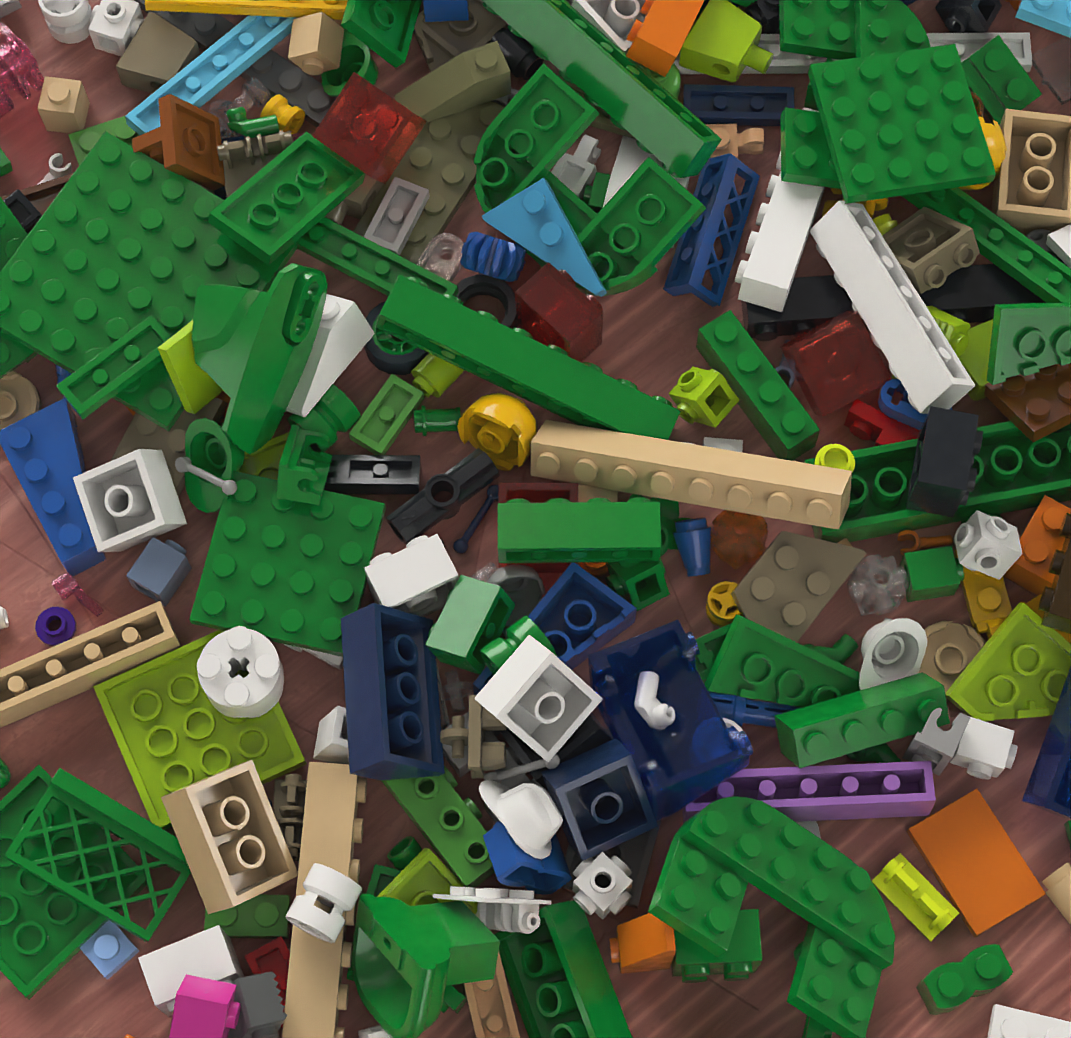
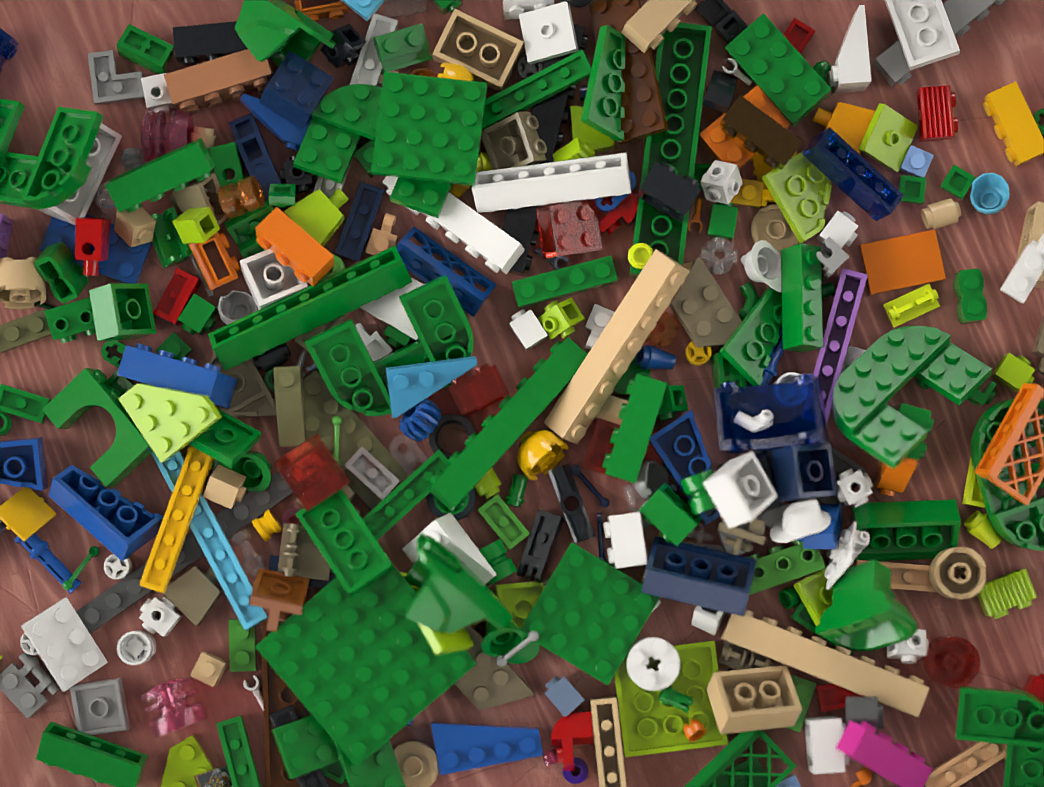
camera: 70 degrees left, 15 degrees up
(102, 591) = (570, 731): none -> red brick
(114, 368) = (432, 684): green plate -> none
(129, 500) = (517, 701): white brick -> none
(159, 769) = (694, 730): none -> orange hinge
(199, 726) = (675, 699): none -> green pin
(251, 127) = (273, 550): green arm -> none
(302, 470) = (533, 585): green hinge -> none
(331, 890) = (810, 648): white wheel -> none
(453, 155) = (337, 420): none -> bright green hinge
(498, 776) = (770, 515): light grey hinge -> none
(670, 359) = (527, 329): none -> white brick

